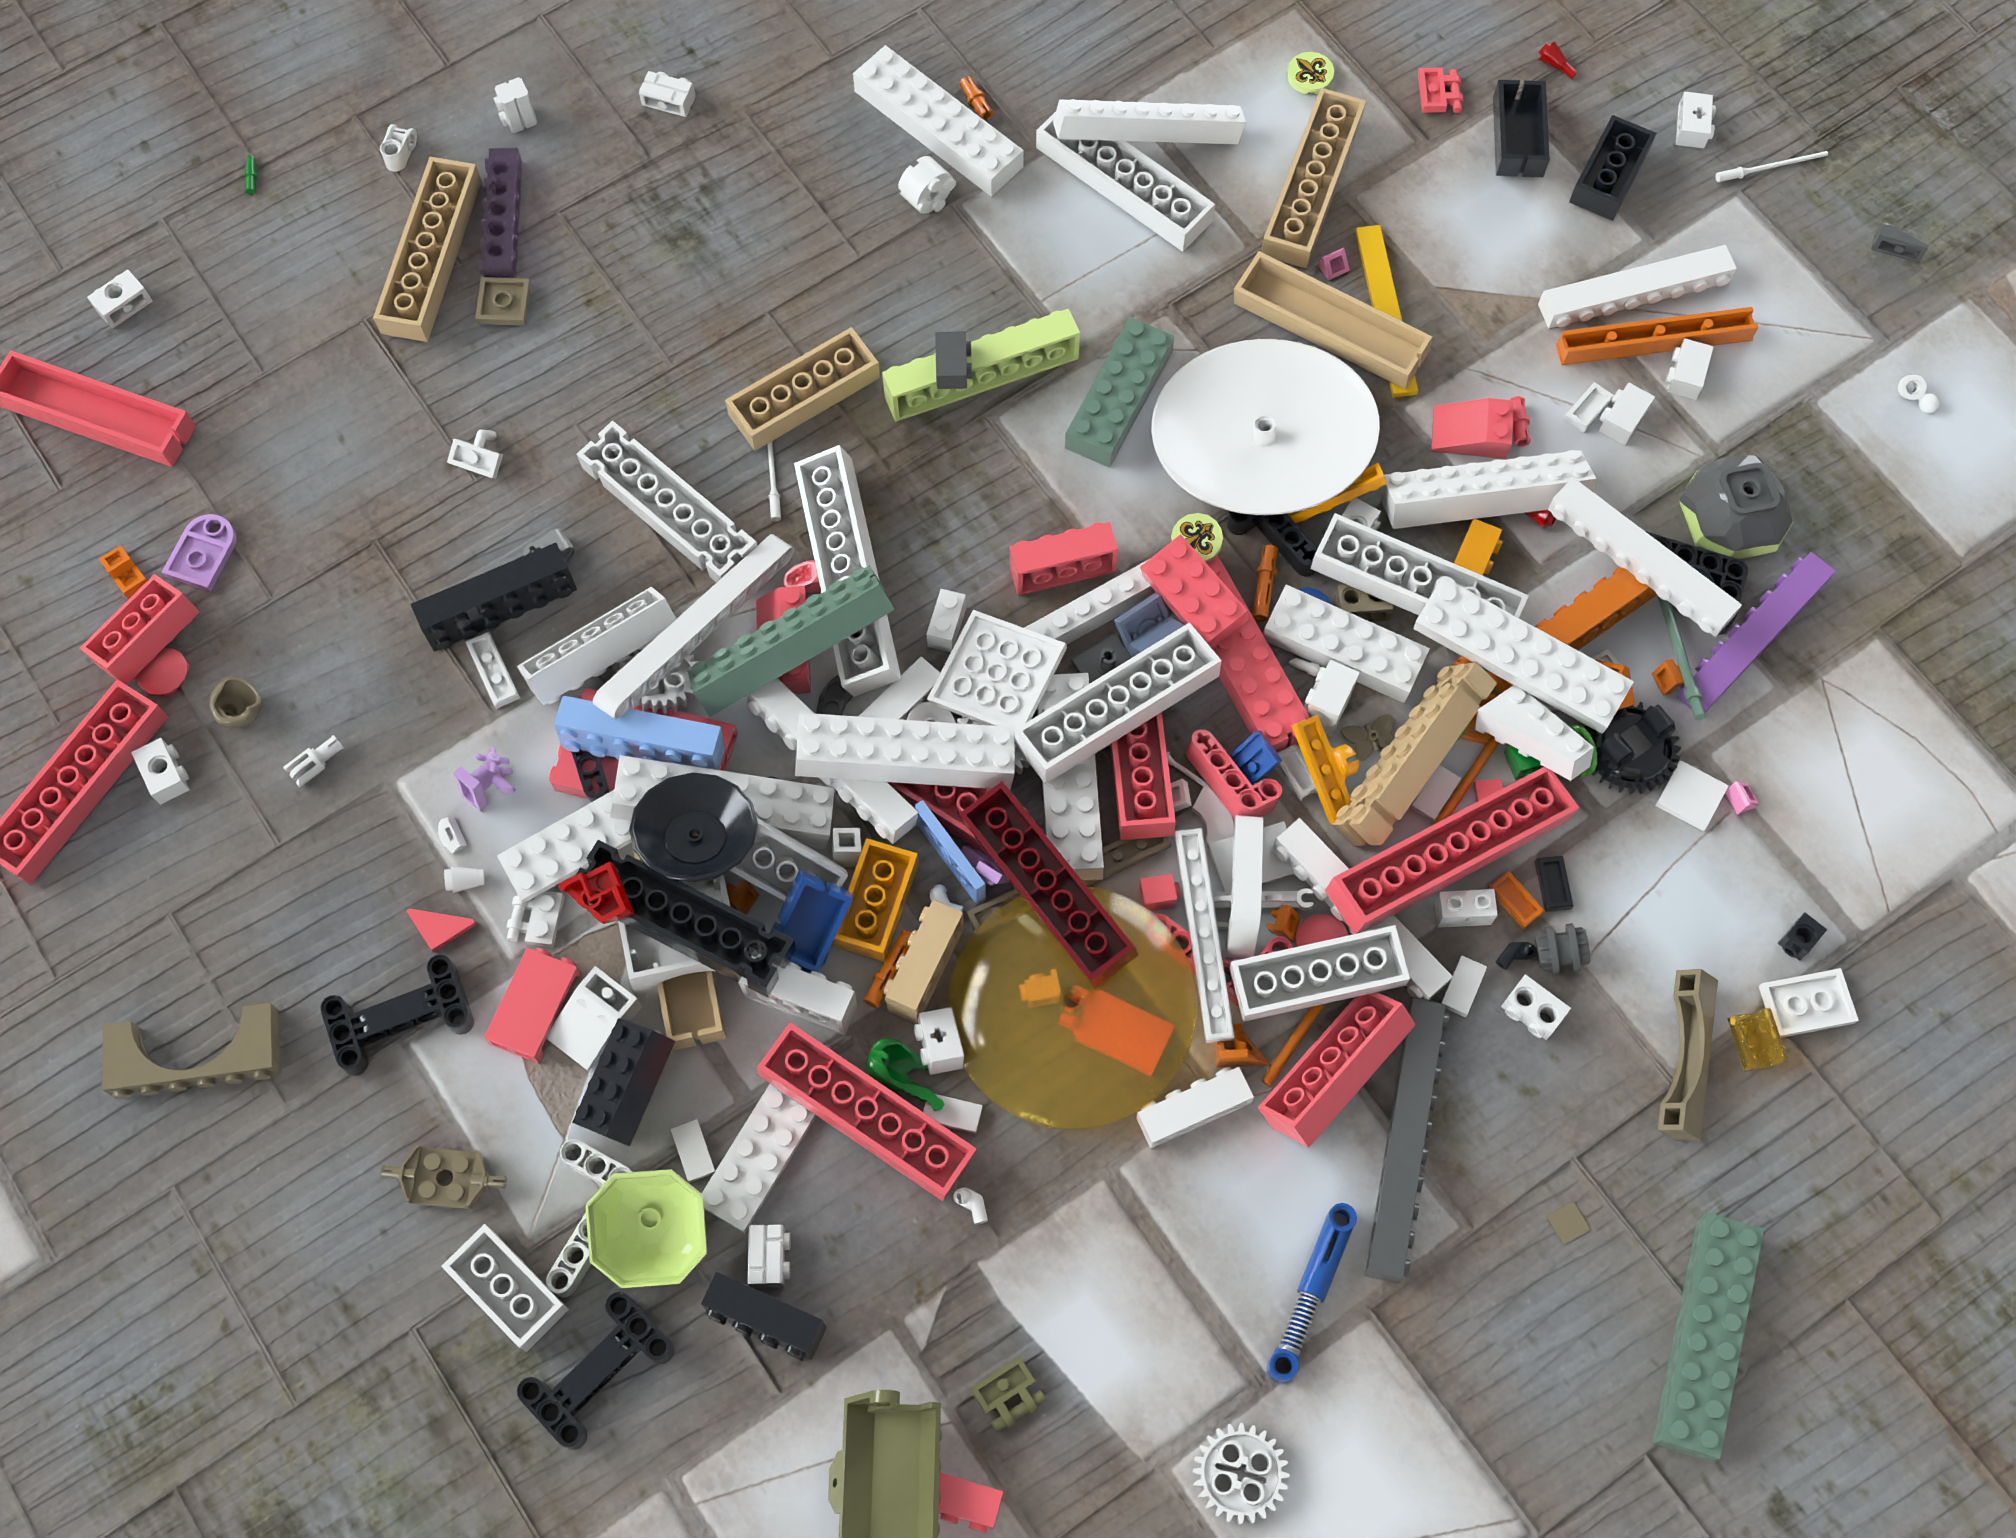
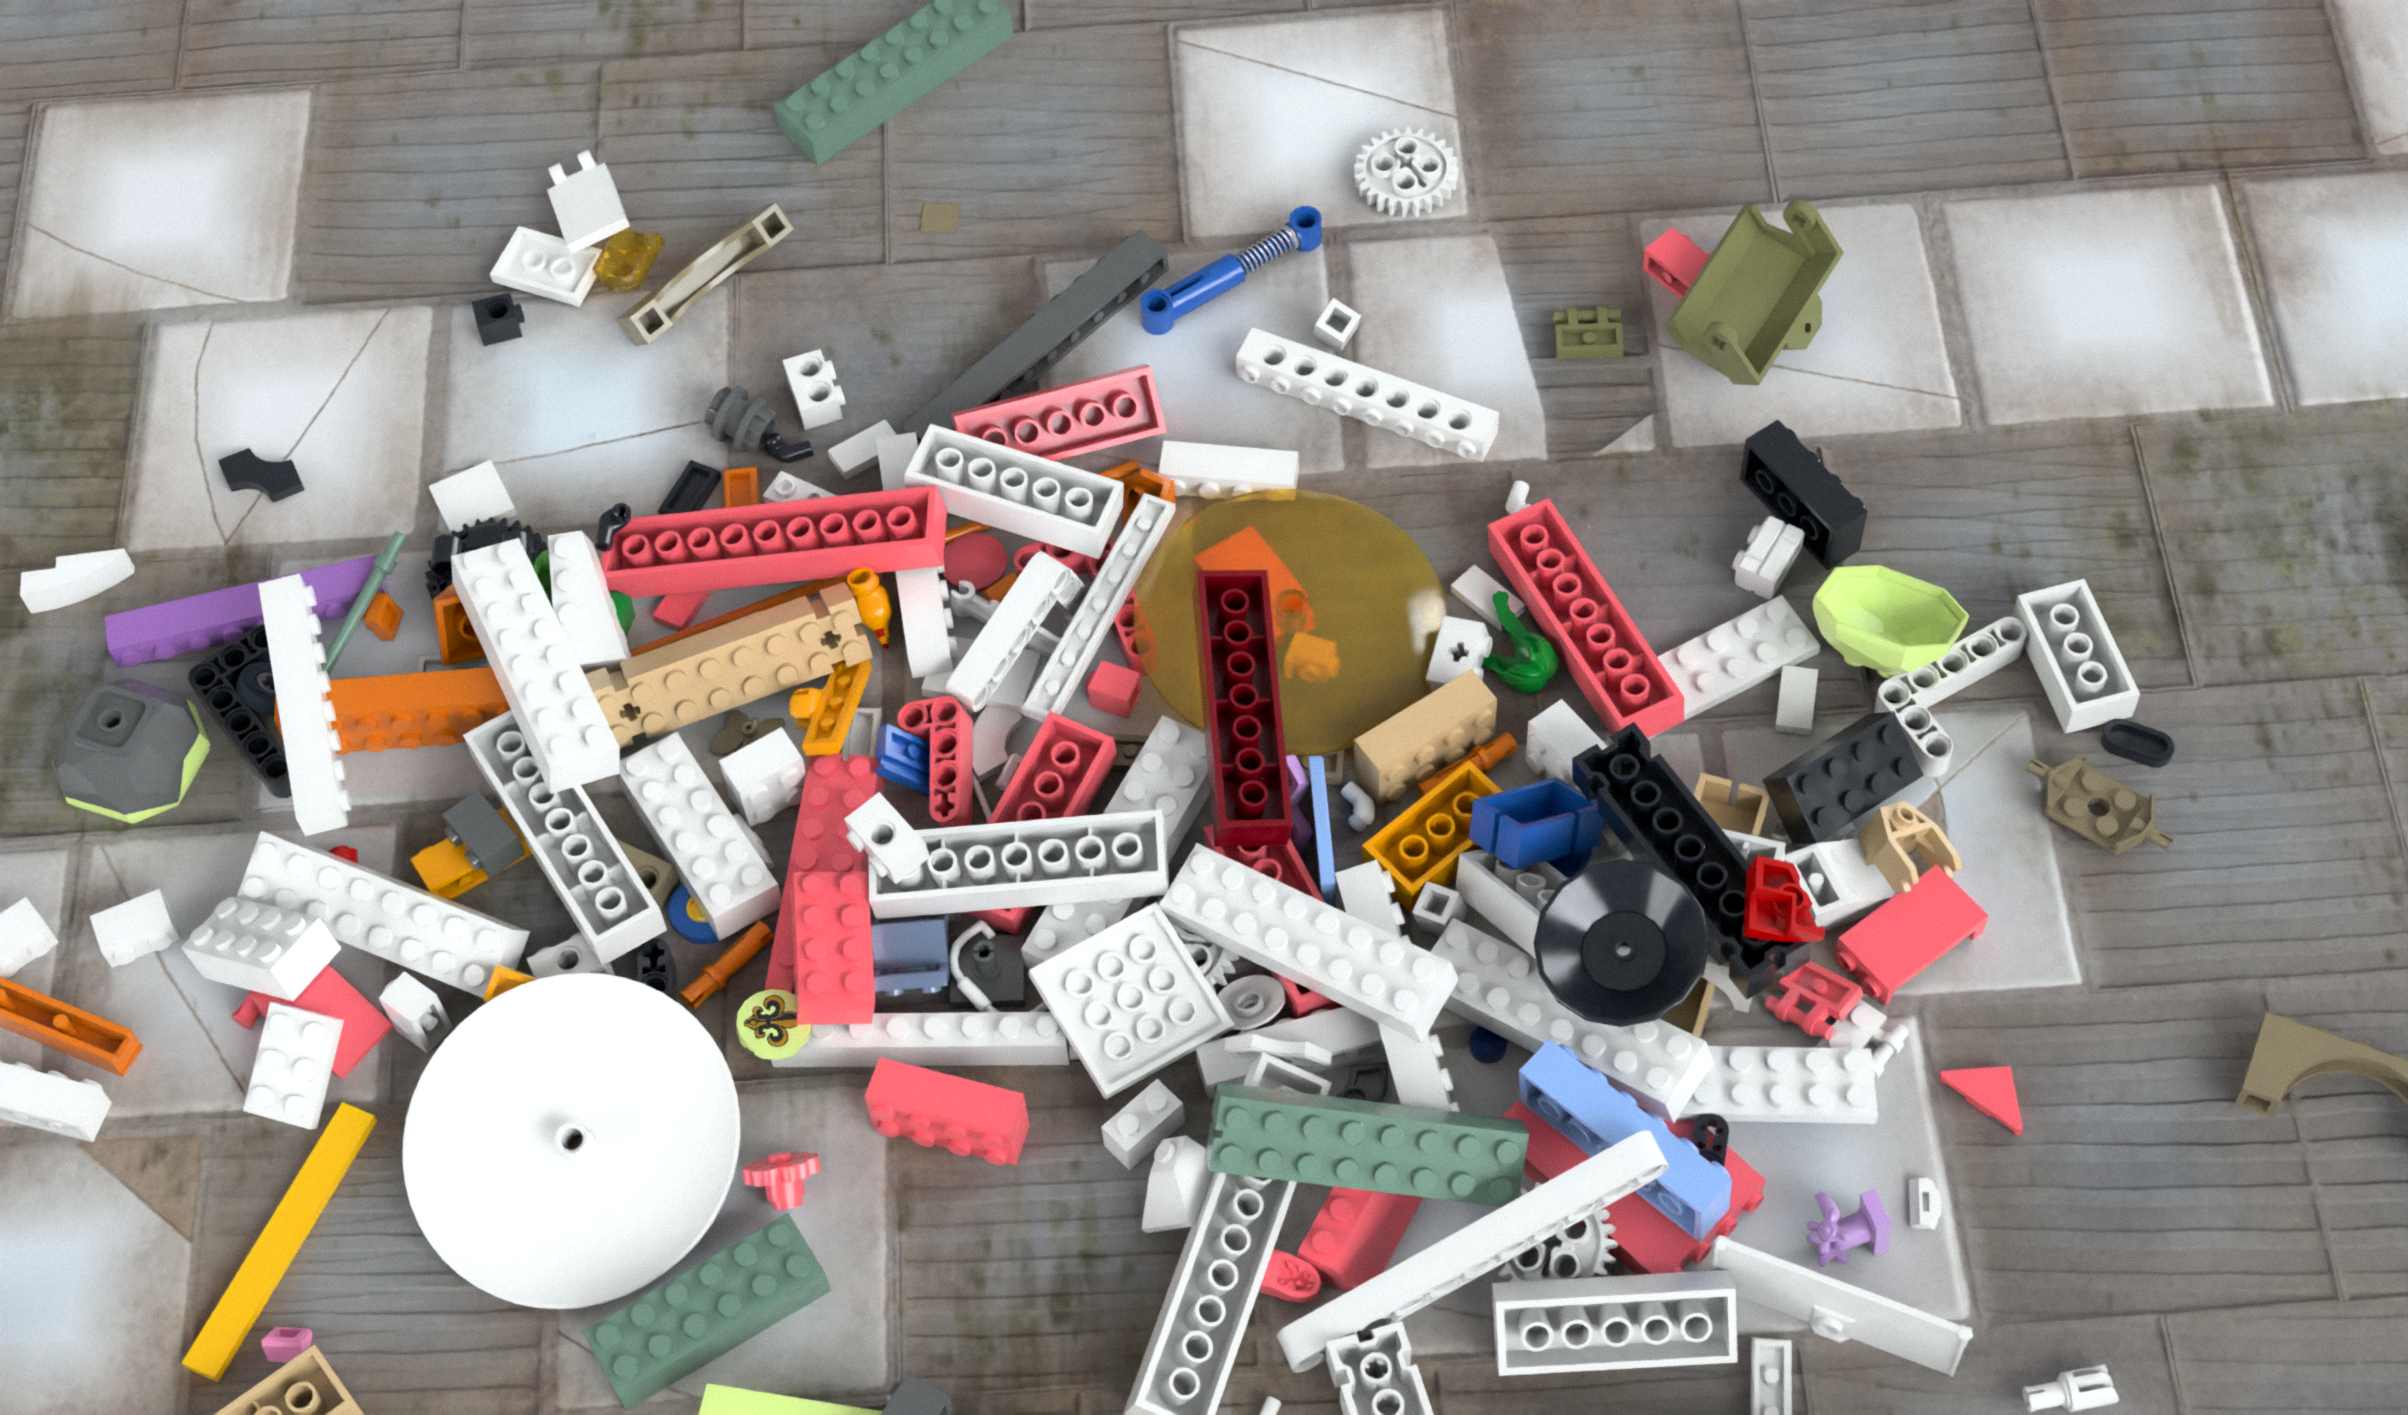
camera: 145 degrees left, 10 degrees down
(396, 1015) = (2085, 1008): black beam -> none
(433, 1251) = (2137, 743): none -> black tile
(462, 878) = (1933, 1131): white cone -> none
(467, 719) = (1841, 1309): none -> white door
(572, 930) = (1822, 990): none -> coral plate
(574, 1063) = (1901, 830): none -> tan piece
(594, 1371) = (2010, 541): black beam -> none
(886, 689) = (1293, 1052): none -> white tile
(901, 588) = (1176, 1185): none -> white slope
(1096, 641) = (964, 984): none -> white piece
(1135, 478) = (782, 1176): none -> coral plant
(1196, 1277) = (1336, 325): none -> white brick
(1211, 664) = (877, 820): none -> white brick
(1238, 1211) = (1367, 394): none -> white brick
(1332, 320) = (369, 1245): tan piece -> none
(1356, 850) = (872, 602): none -> light orange animal
(1417, 446) = (415, 1012): none -> white brick
(1459, 385) = (293, 1065): none -> white plate
(1470, 553) = (482, 834): none -> dark grey brick
(1533, 422) = (261, 948): none -> white brick
(1571, 801) = (610, 524): none -> black arm
(1588, 407) = (160, 972): white tile -> none
(1741, 797) = (424, 470): bright pink slope -> none
(1827, 1065) = (586, 203): none -> white tile
(1857, 732) = (248, 471): none -> black tile
(1887, 591) = (74, 579): none -> white slope

